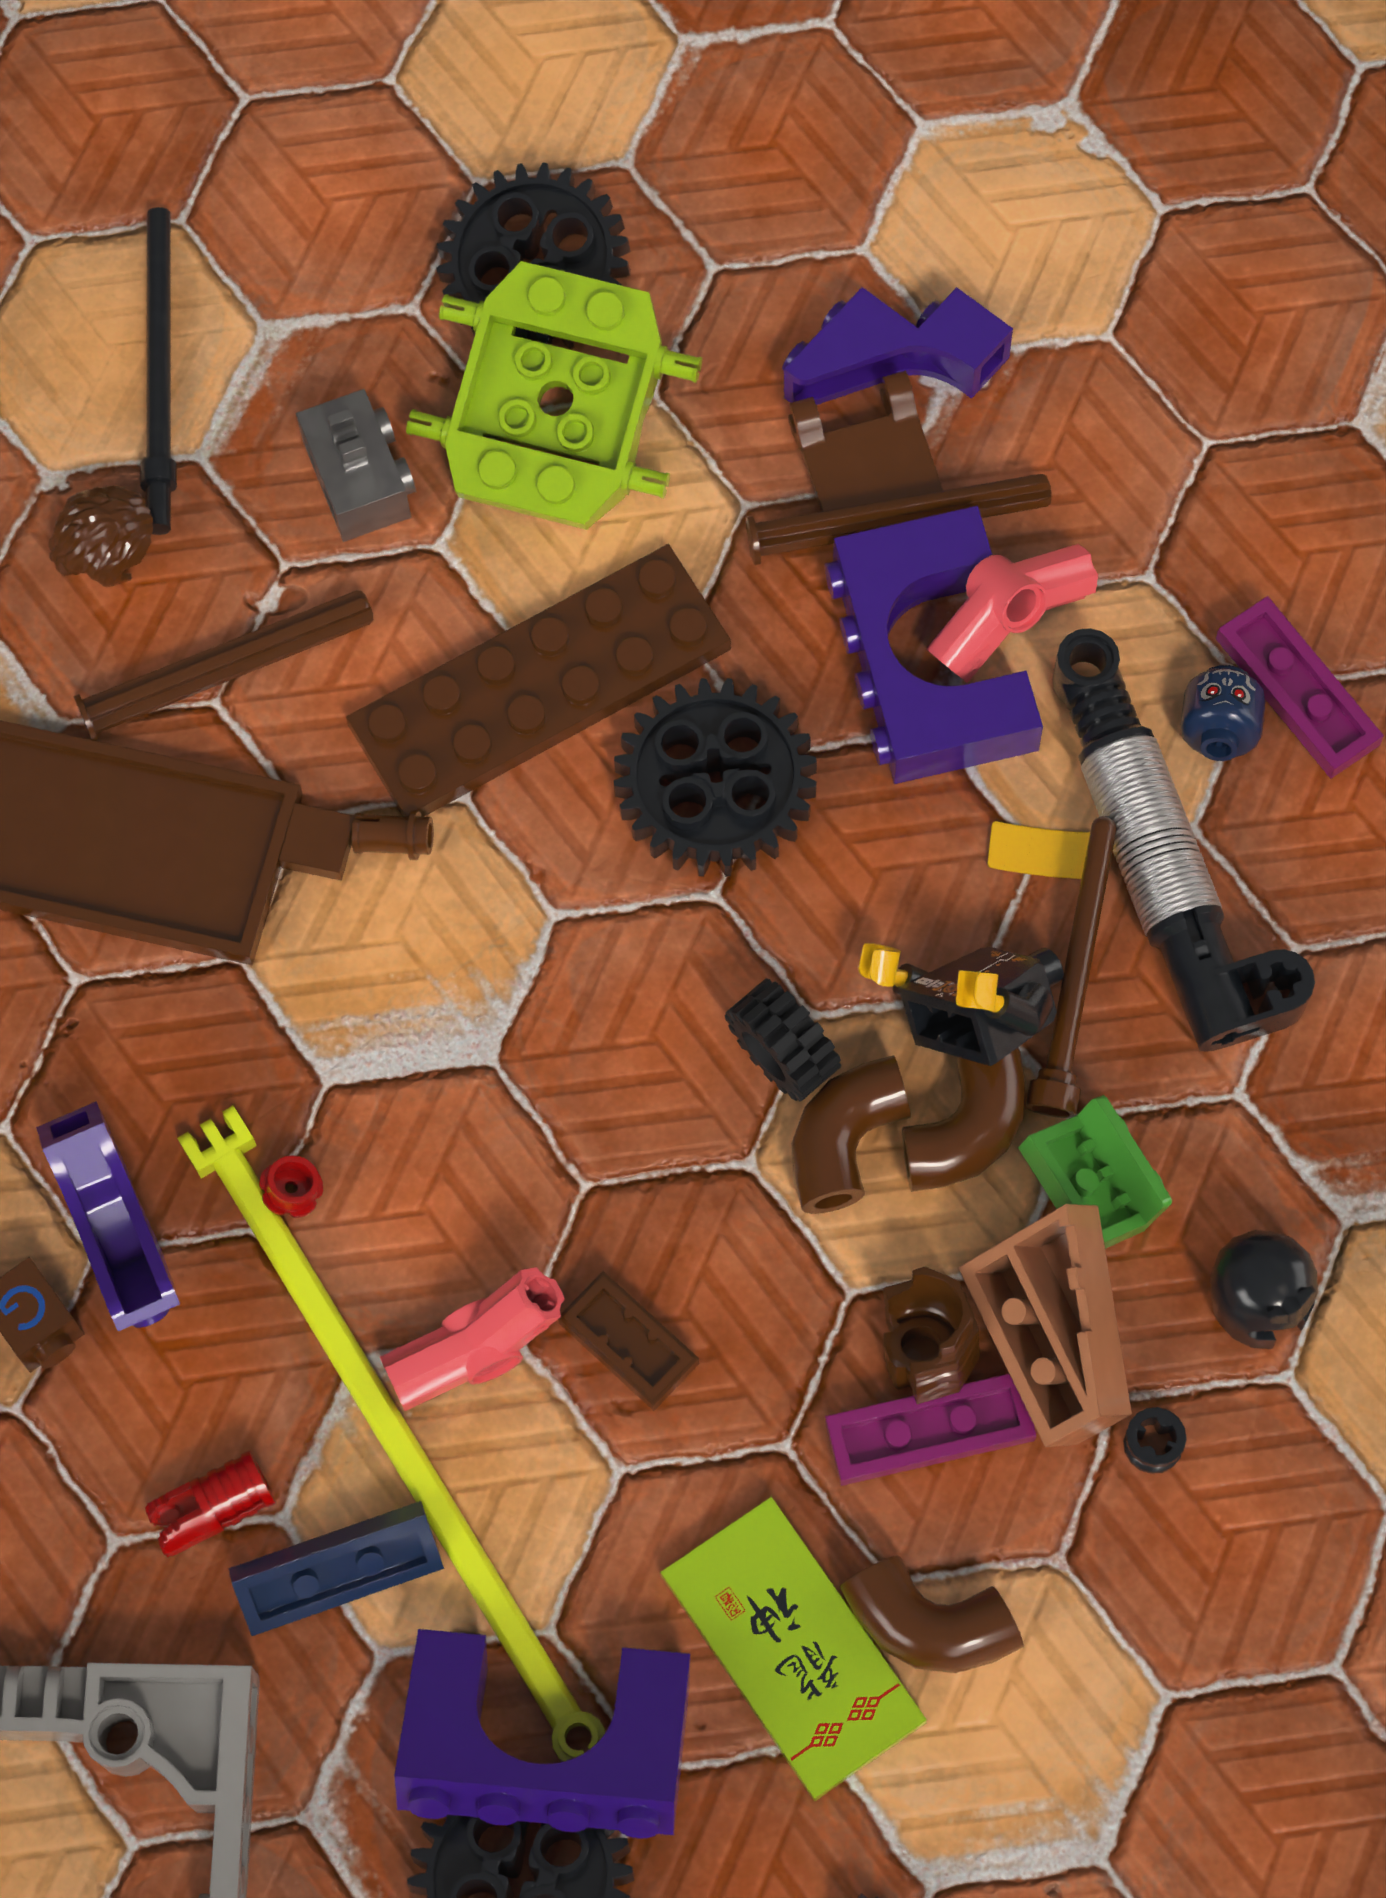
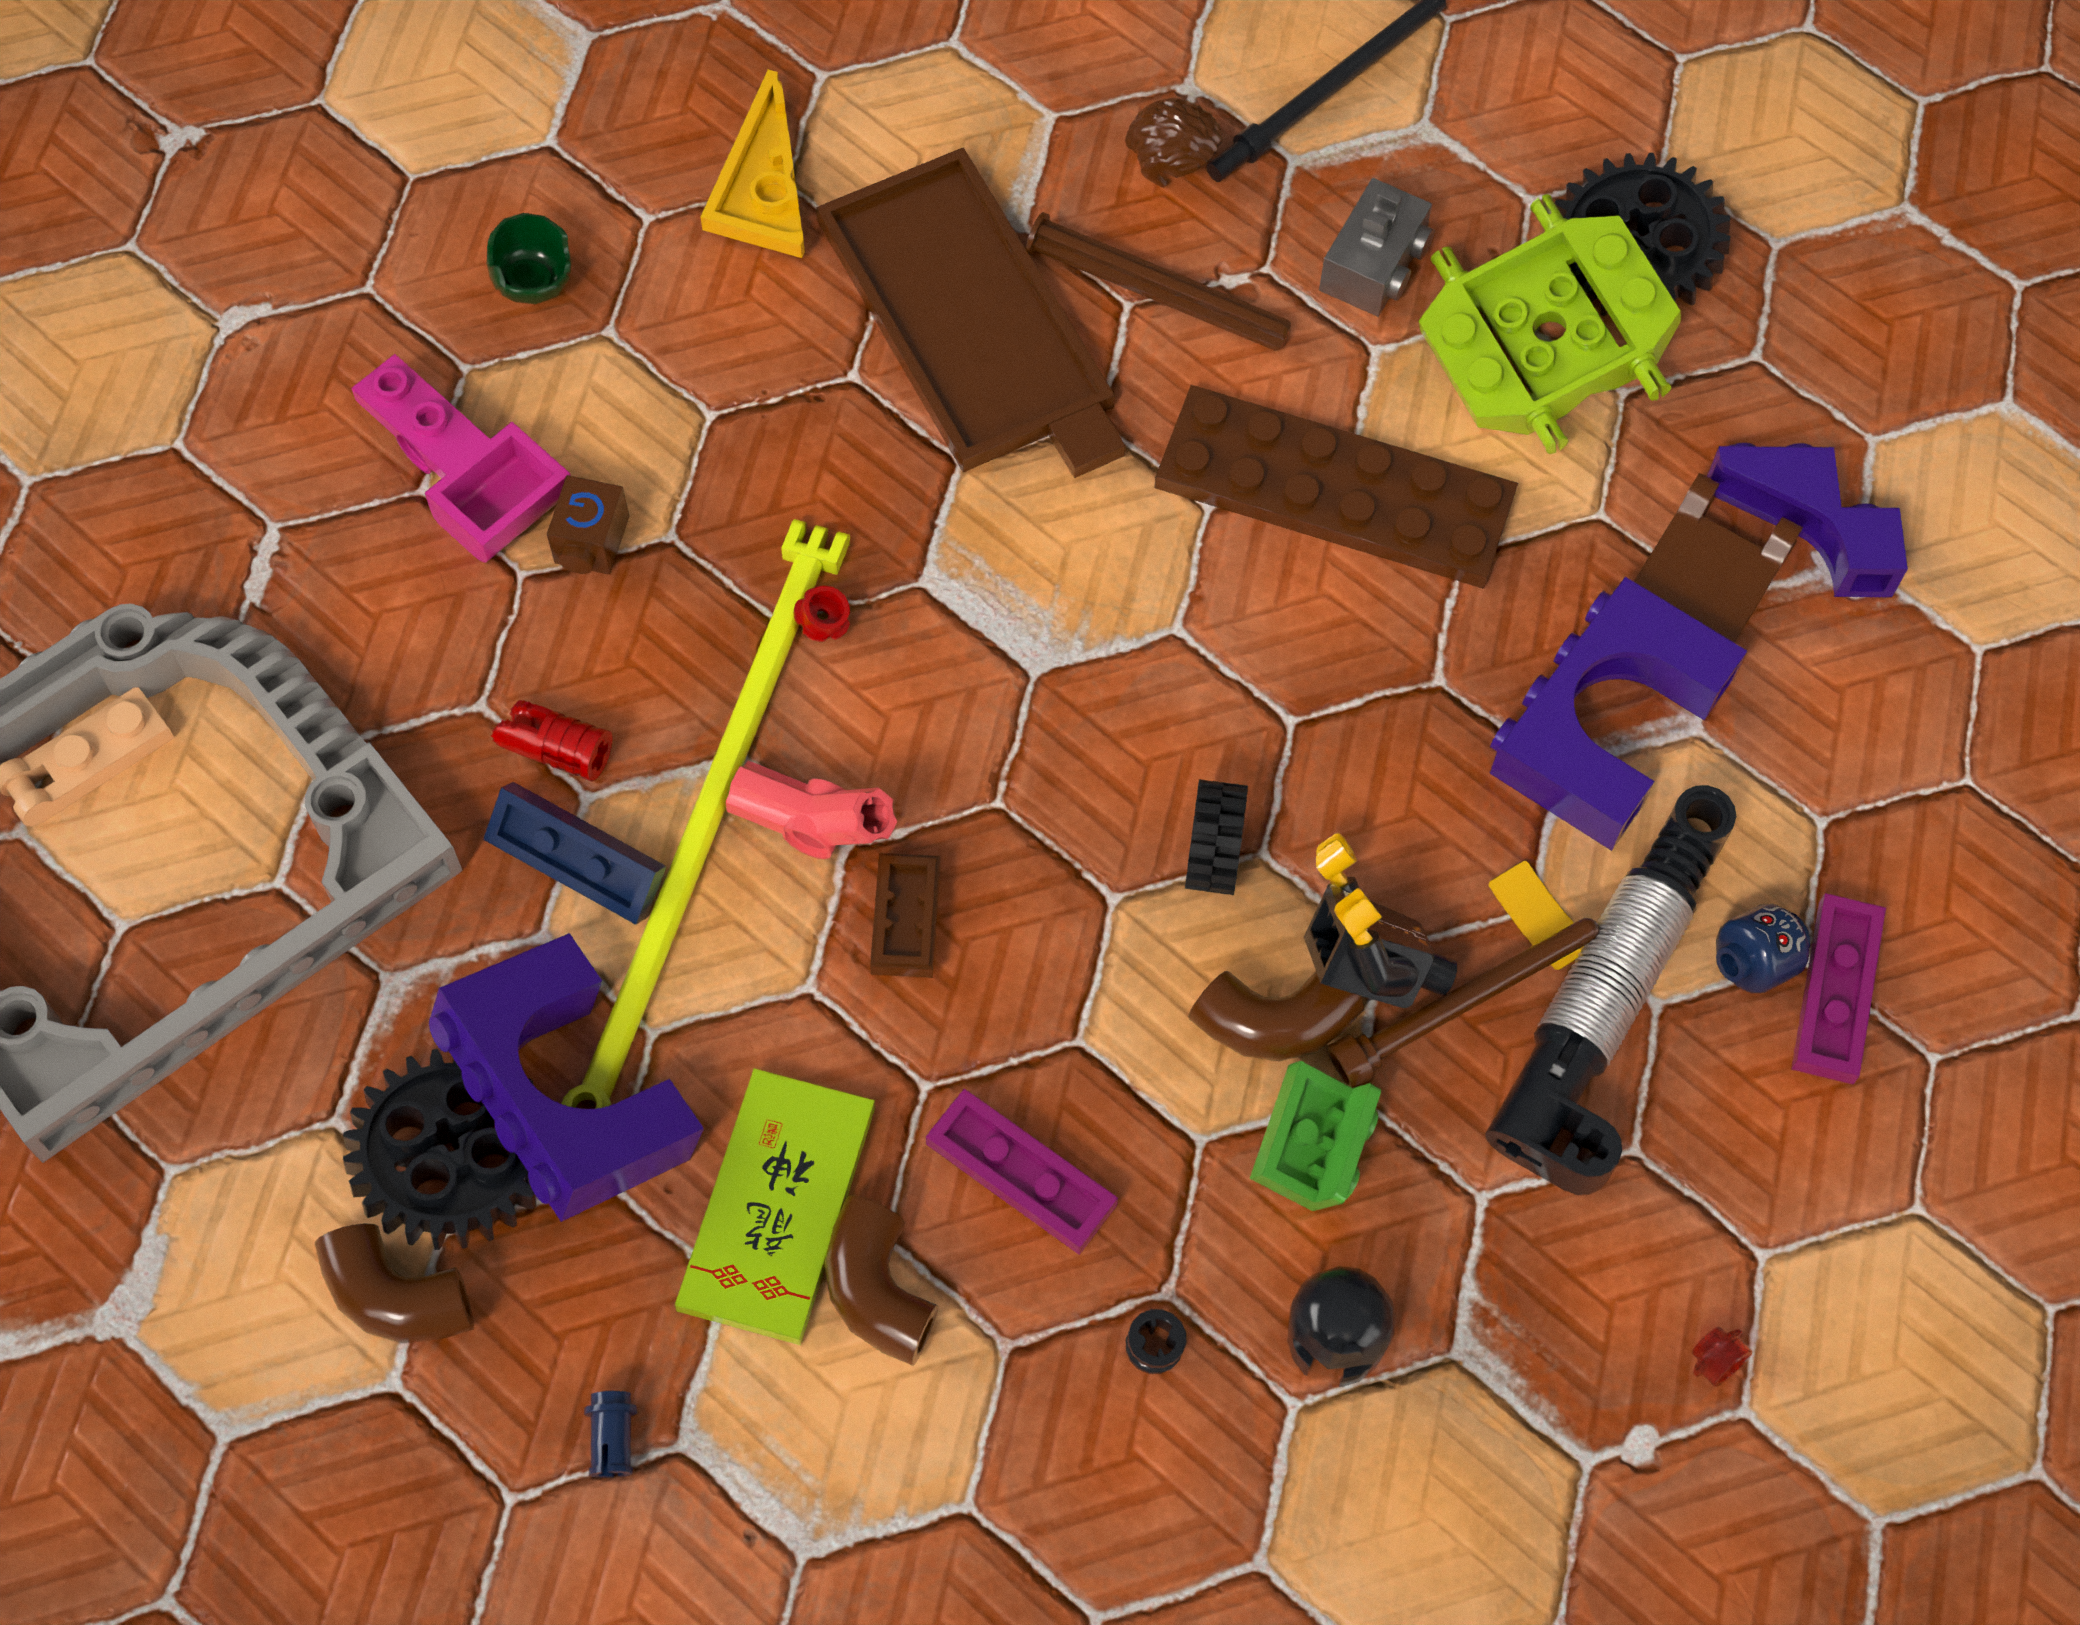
camera: 45 degrees right, 5 degrees down
(109, 1217) = (685, 530): dark purple arch -> none
(393, 834) = (1144, 489): reddish brown pin -> none
(722, 828) = (1374, 646): black gear -> none
(822, 527) = (1620, 562): reddish brown axle -> none
(832, 1127) = (1189, 927): reddish brown cylinder -> none
(931, 1335) = (1091, 1116): reddish brown hair -> none
(1010, 599) = (1700, 731): coral piece -> none
(1055, 1323) = (1173, 1190): nougat wedge -> none

